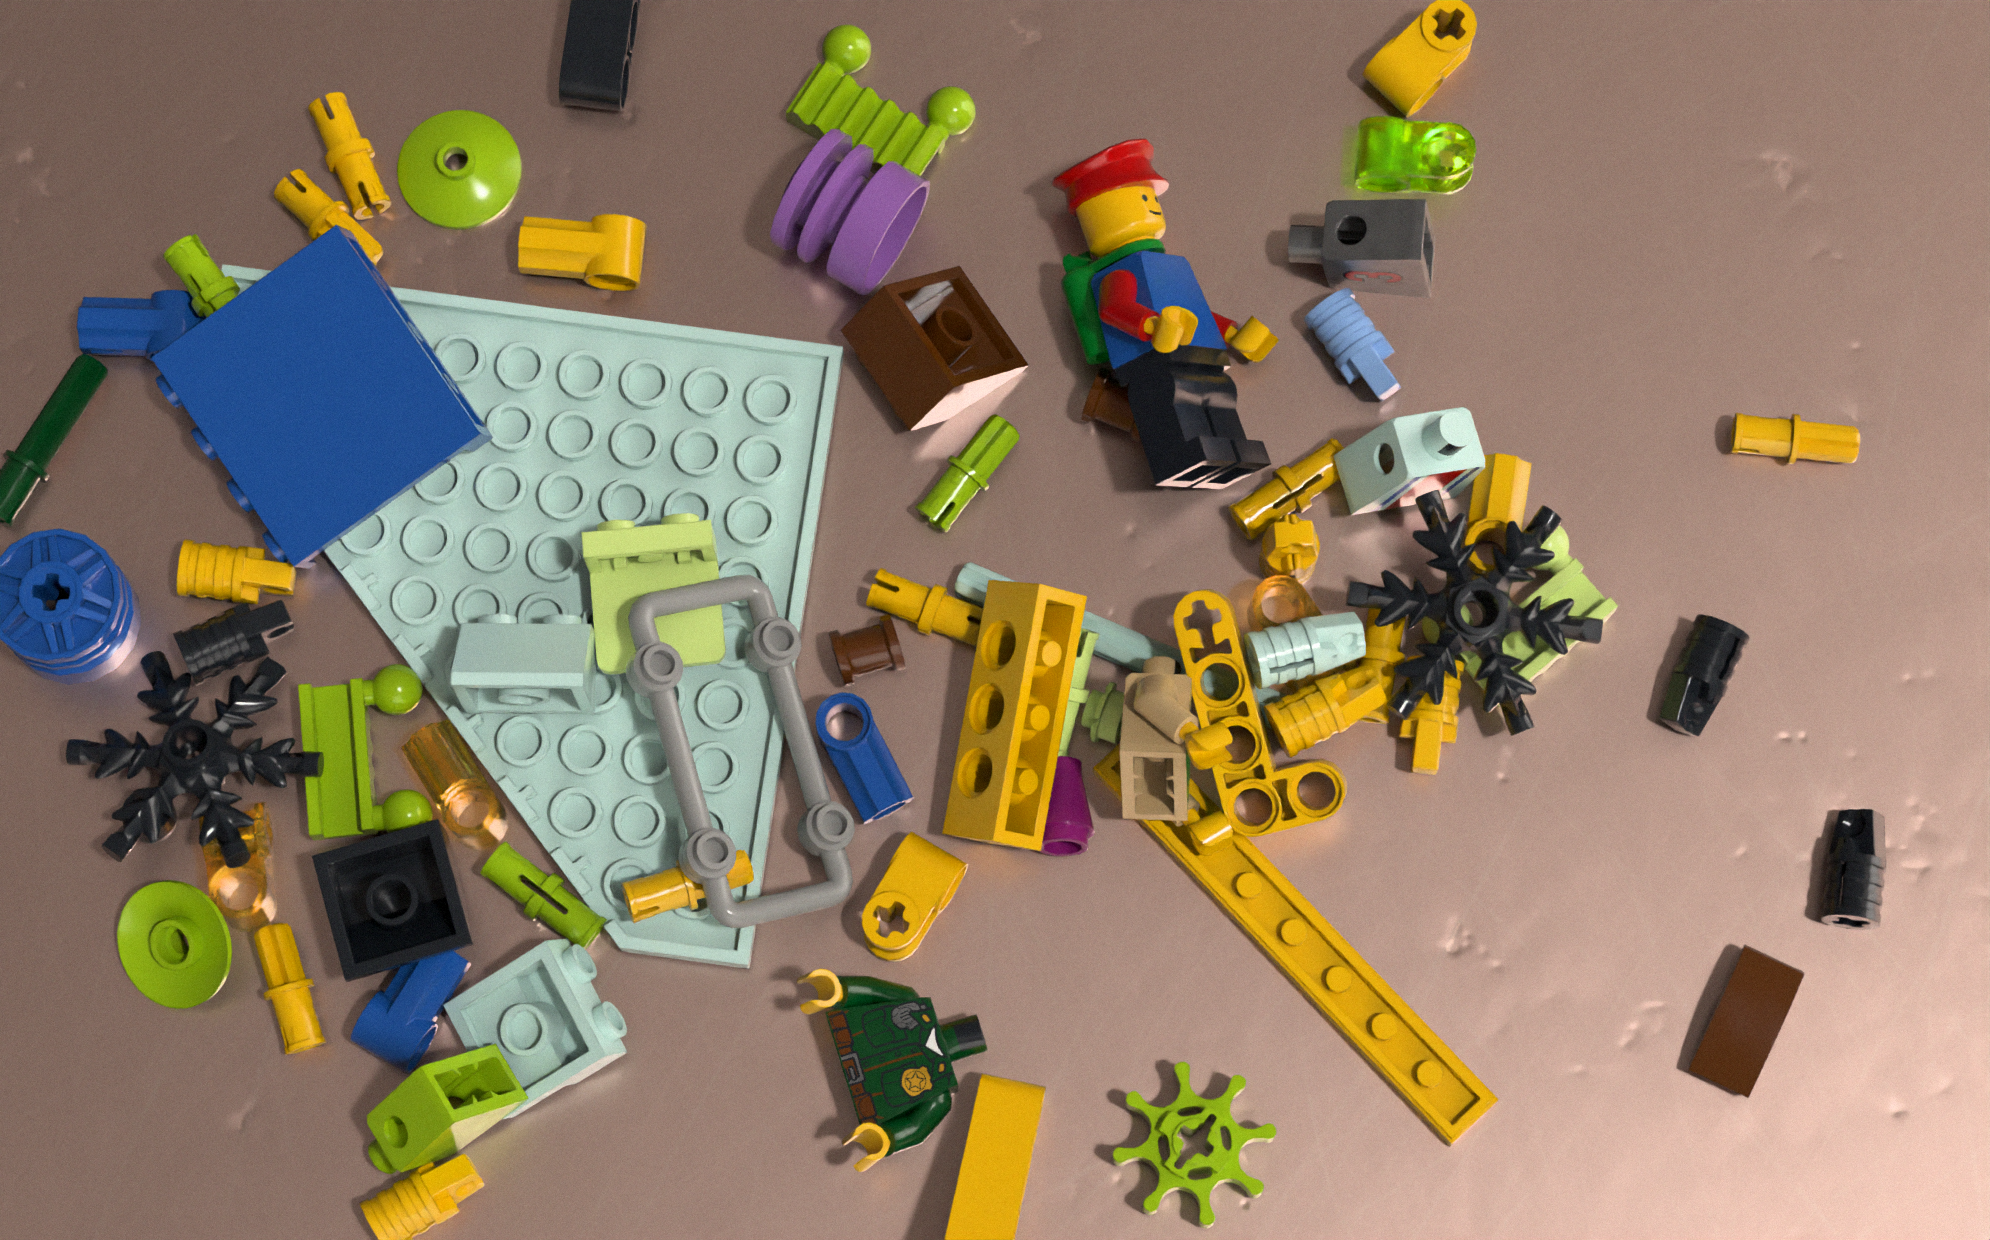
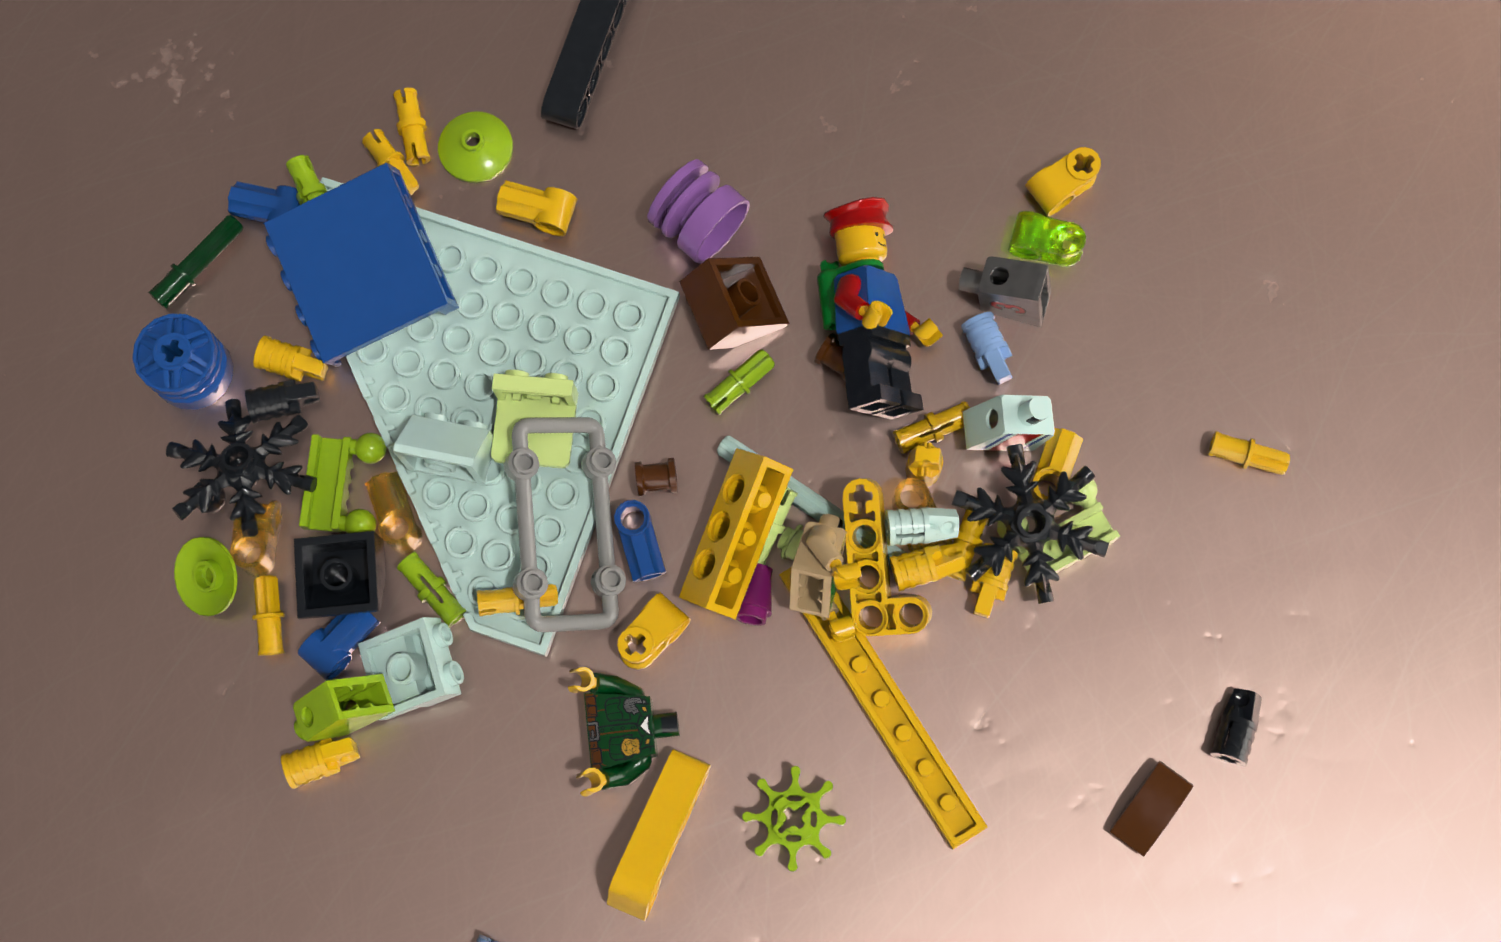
camera: 15 degrees right, 0 degrees up
(837, 102) = (705, 145): lime gear -> none
(926, 607) = (697, 457): yellow pin -> none
(1702, 673) = (1164, 587): black hinge -> none

